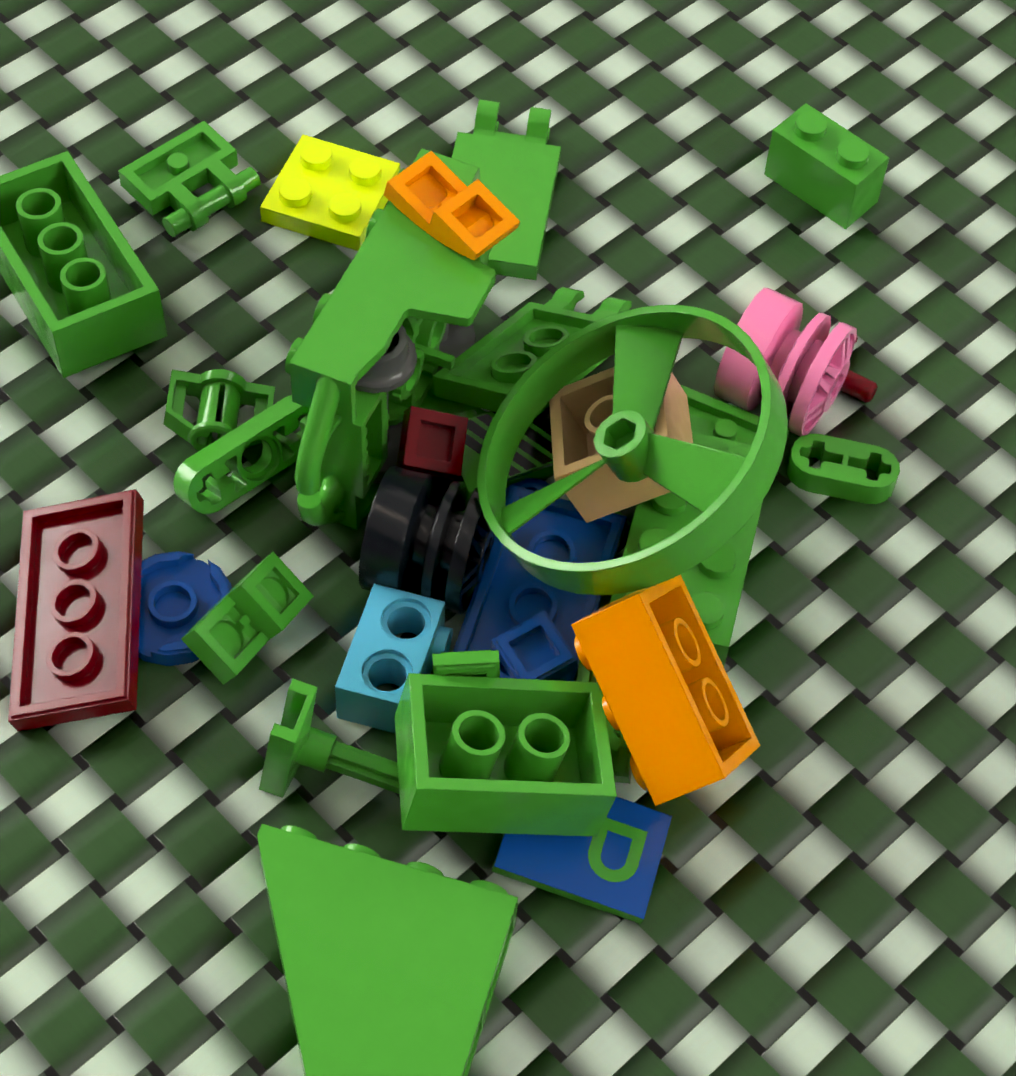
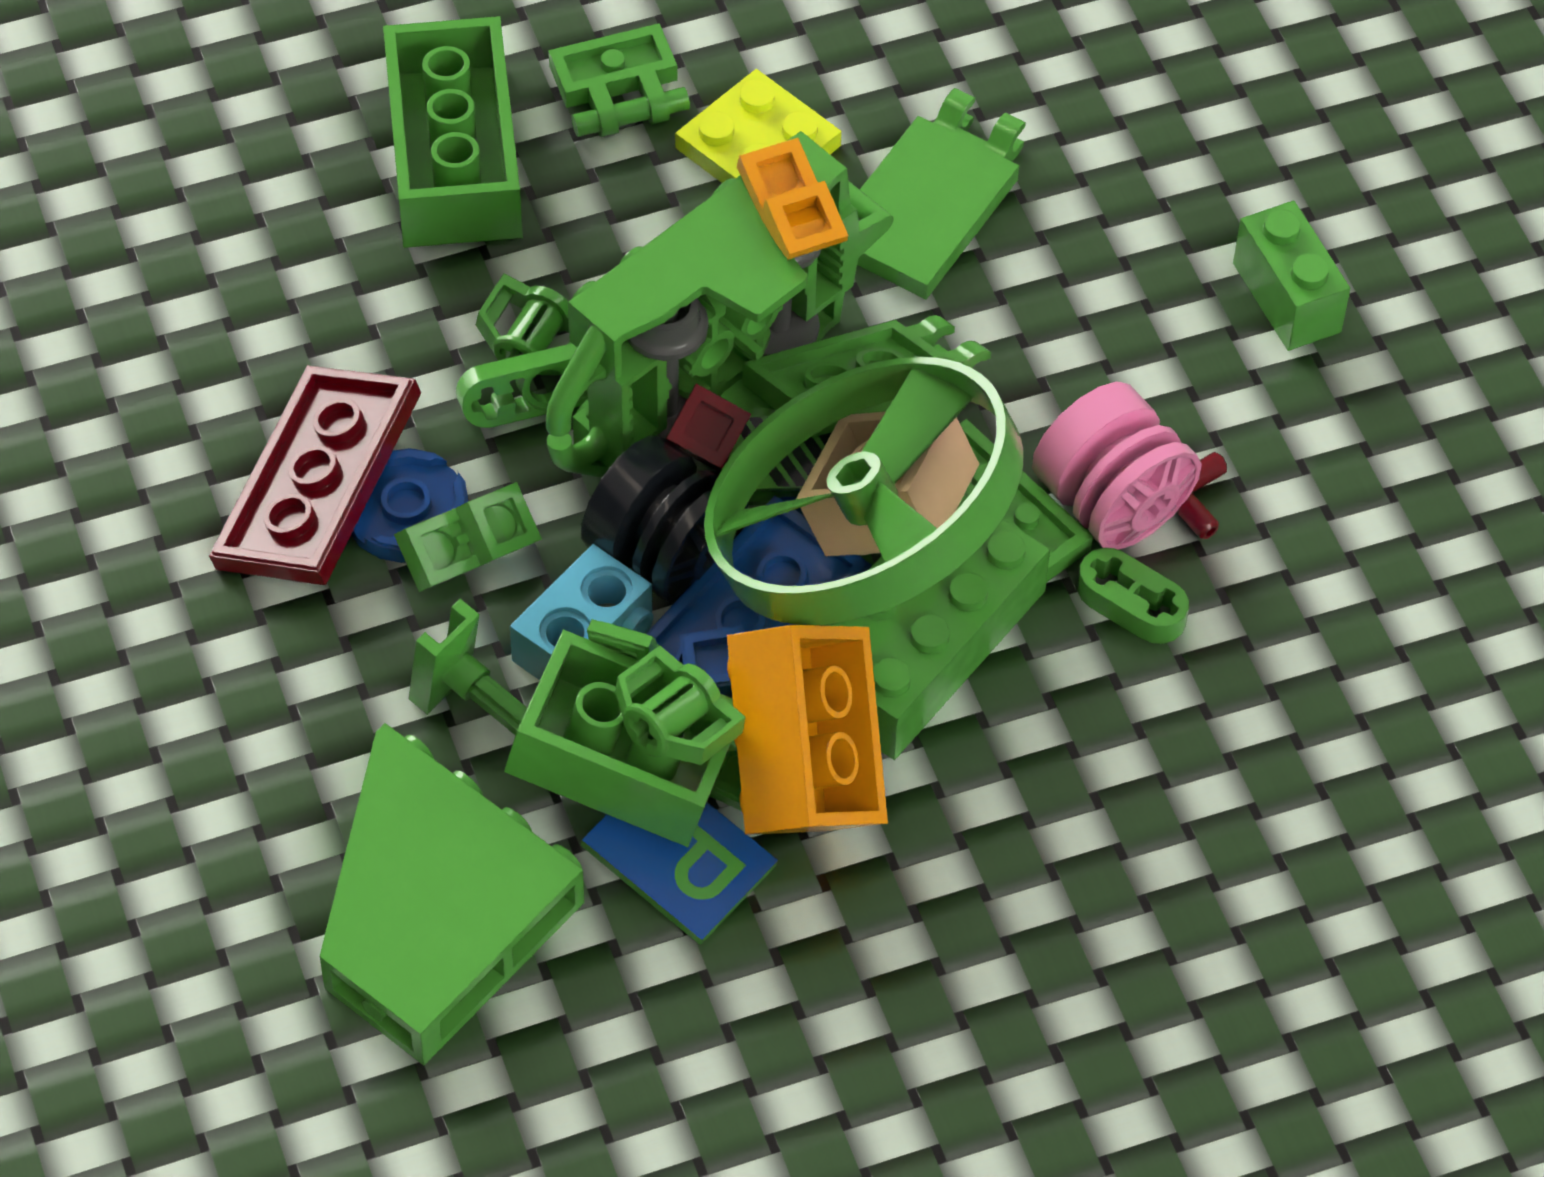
camera: 25 degrees right, 0 degrees up
(559, 694) = (685, 700): none -> bright green piece

